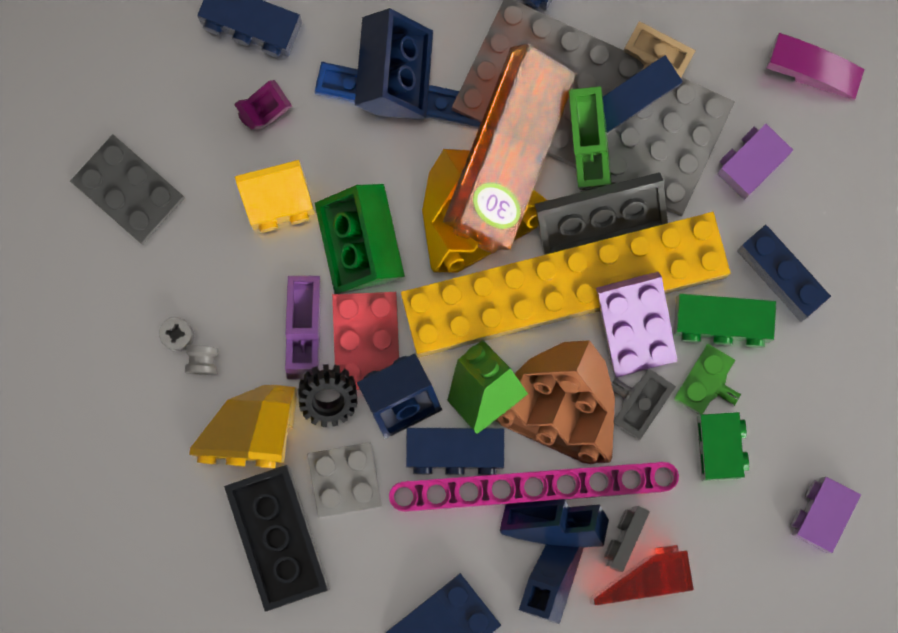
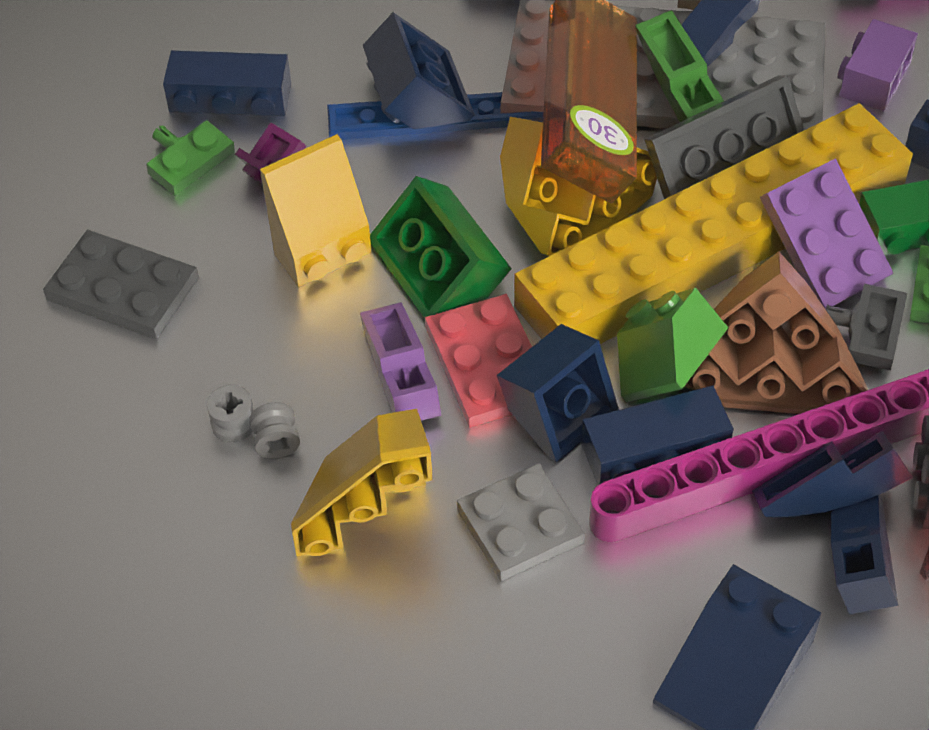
camera: 15 degrees left, 30 degrees down
(203, 80) = (189, 156): none -> bright green plate
(276, 538) = (454, 606): black brick -> none
(331, 410) = (487, 408): black tyre -> none

